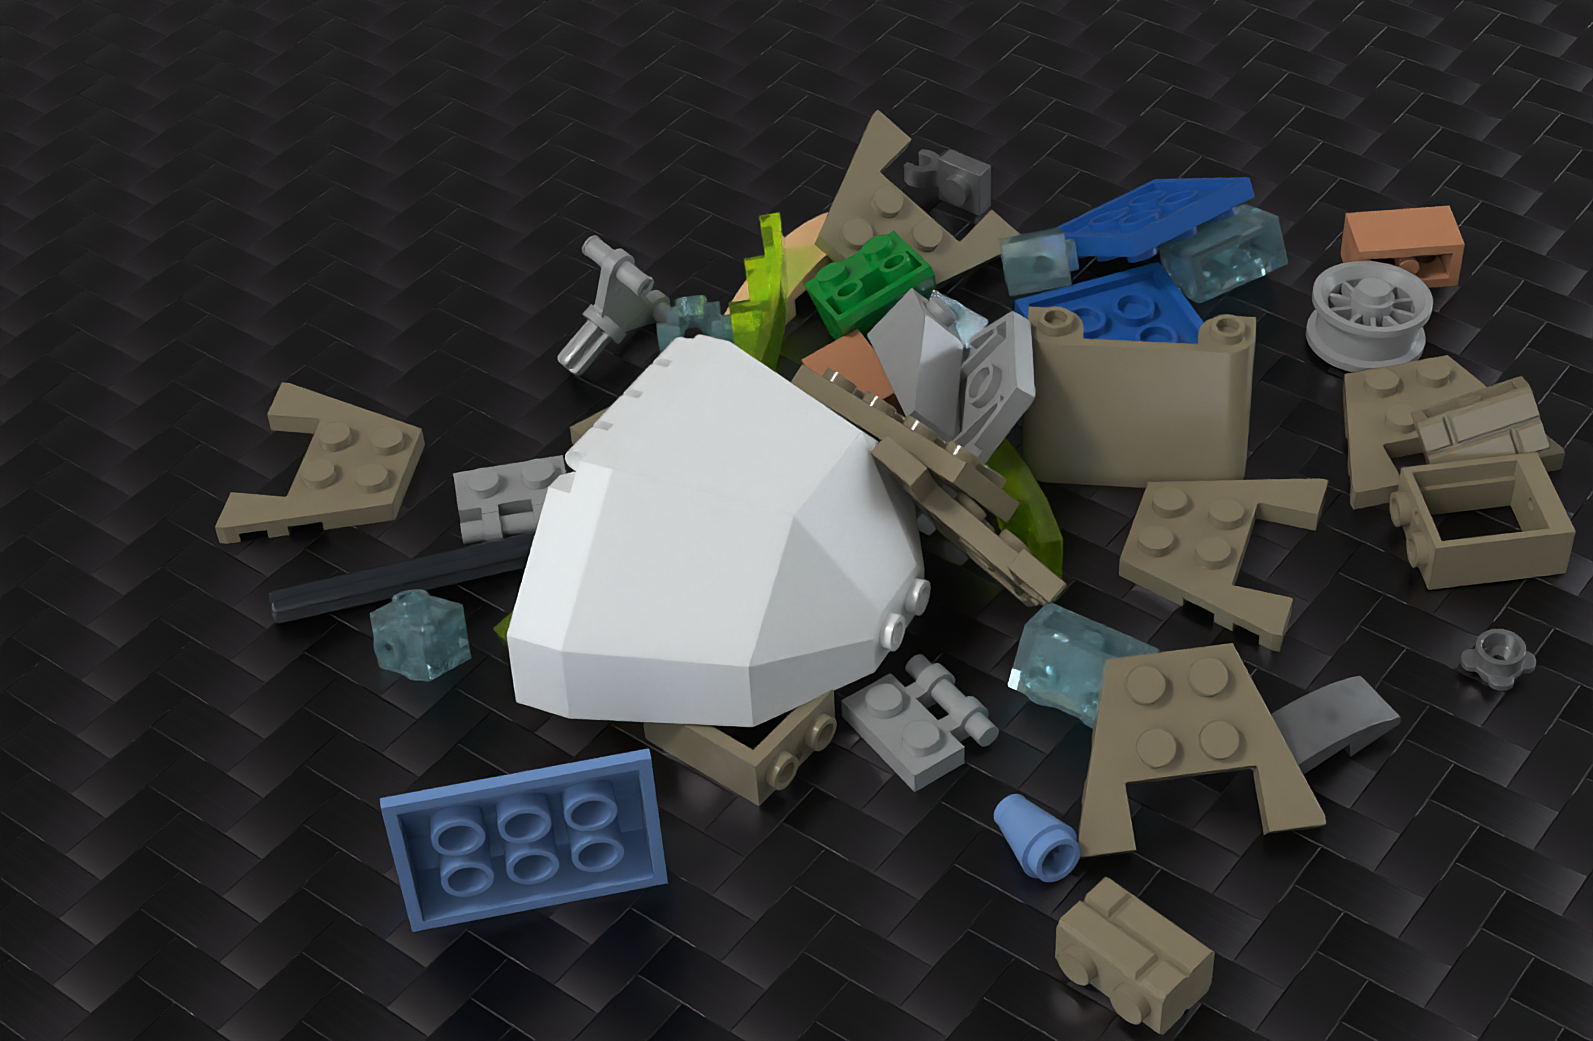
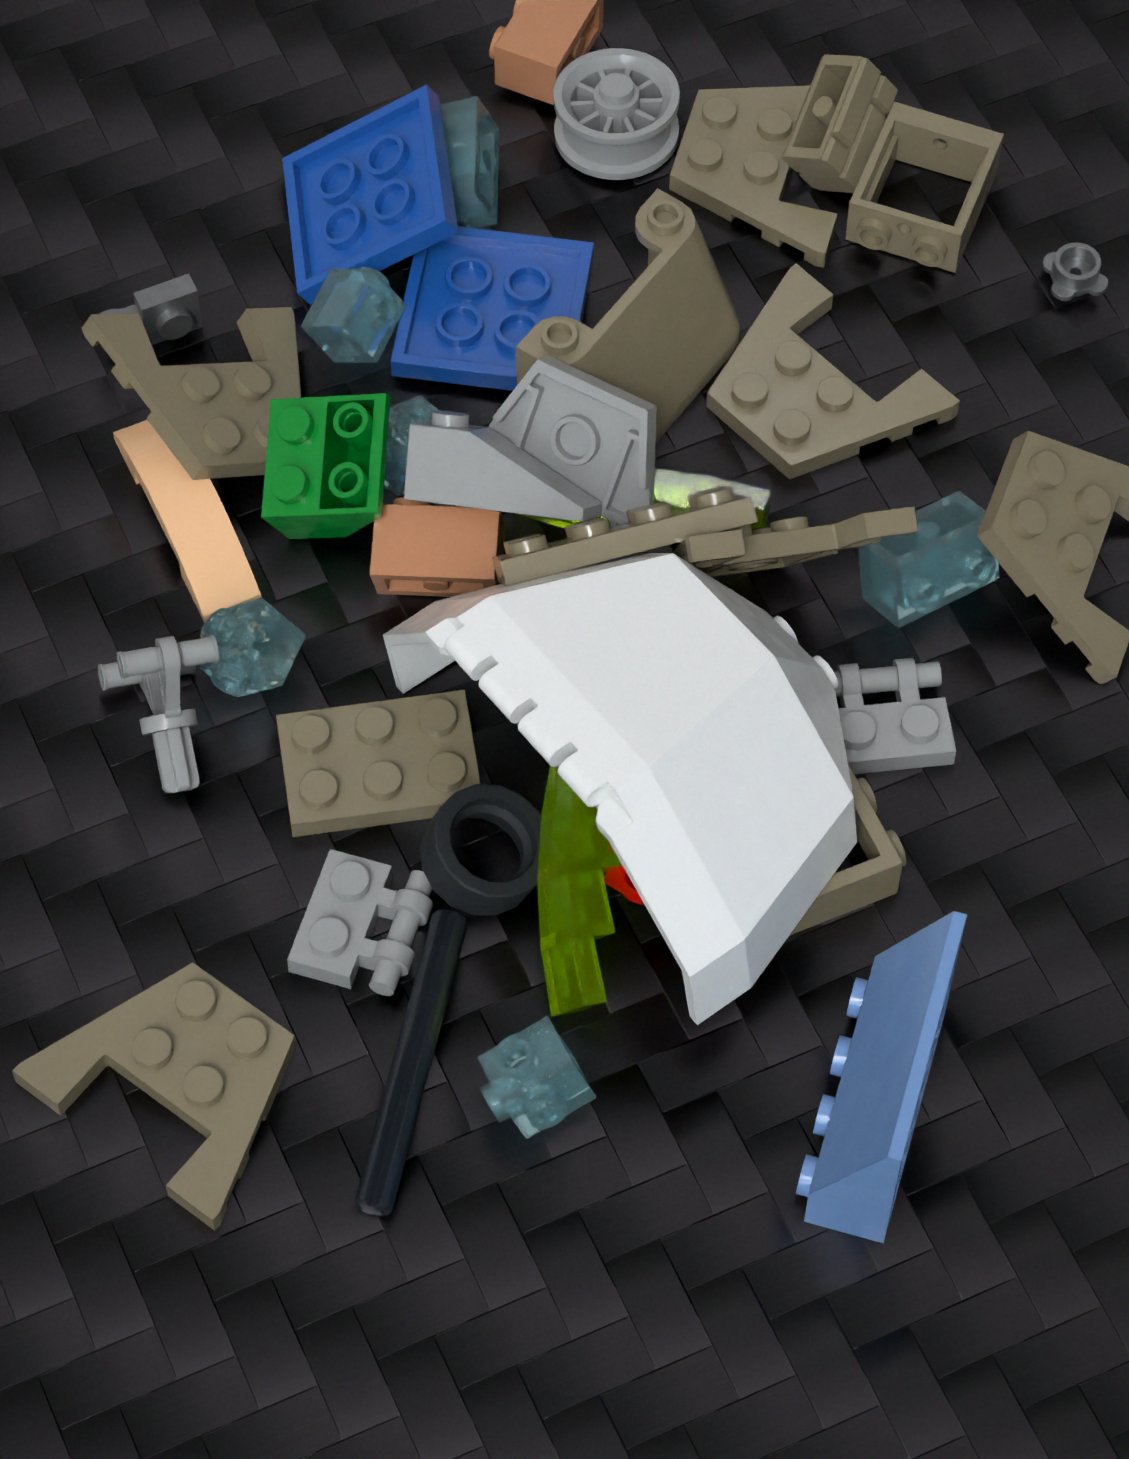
camera: 65 degrees left, 15 degrees up
(760, 321) = (272, 571): clear neon green slope -> none
(1037, 838) = (1080, 696): medium blue cone -> none
(1333, 719) = (1086, 413): flat silver slope -> none

